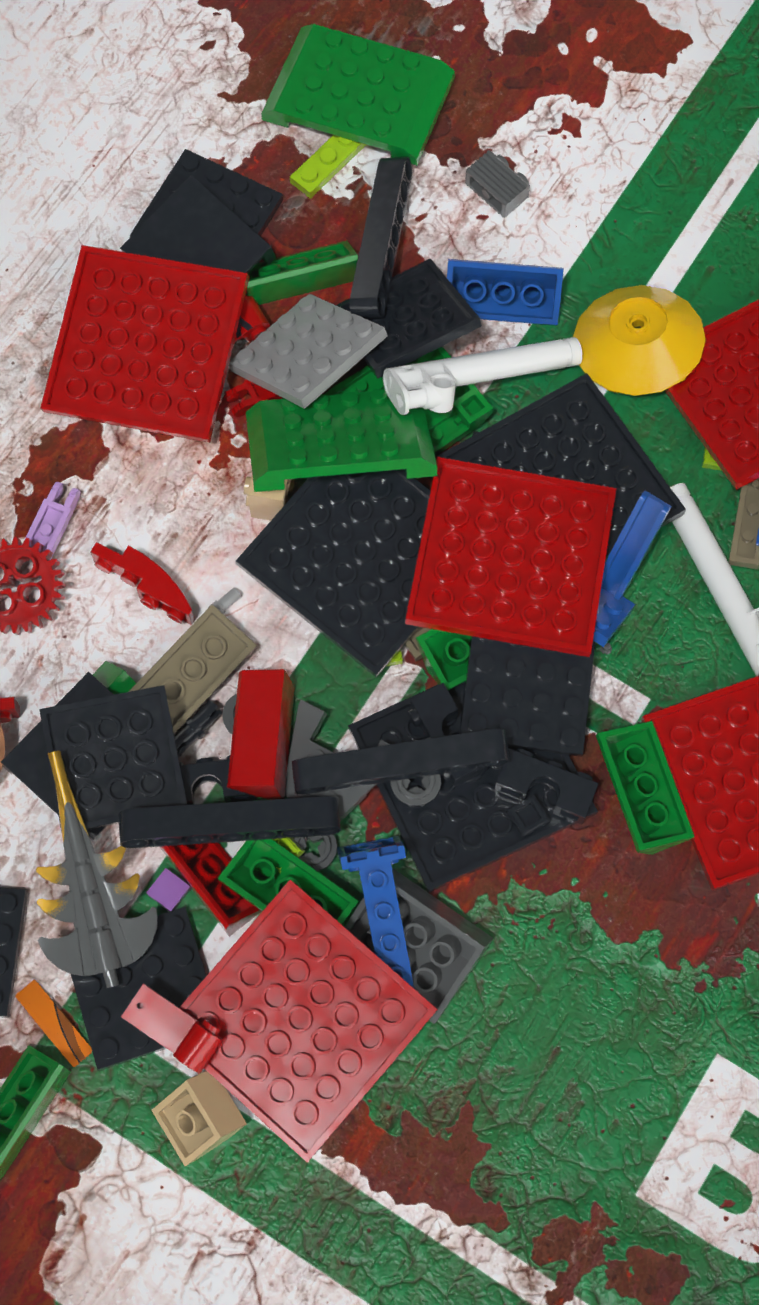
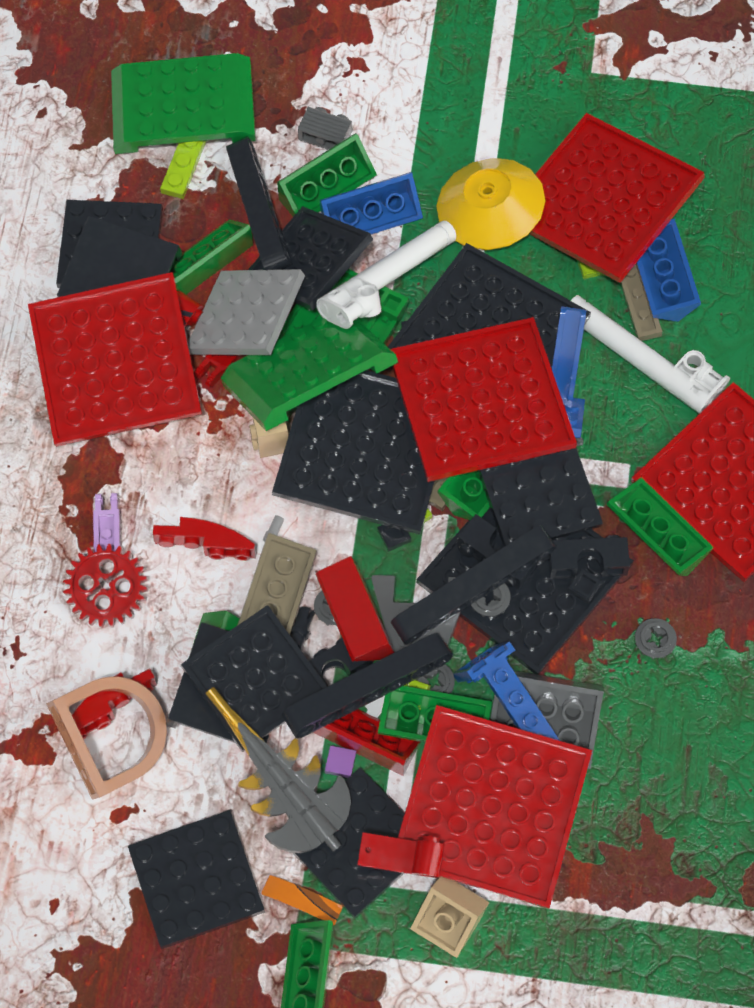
camera: 25 degrees left, 5 degrees down
(348, 668) = (393, 537): none -> black tile
(476, 234) = (327, 175): none -> green slope
(591, 901) = (660, 629): none -> dark grey gear

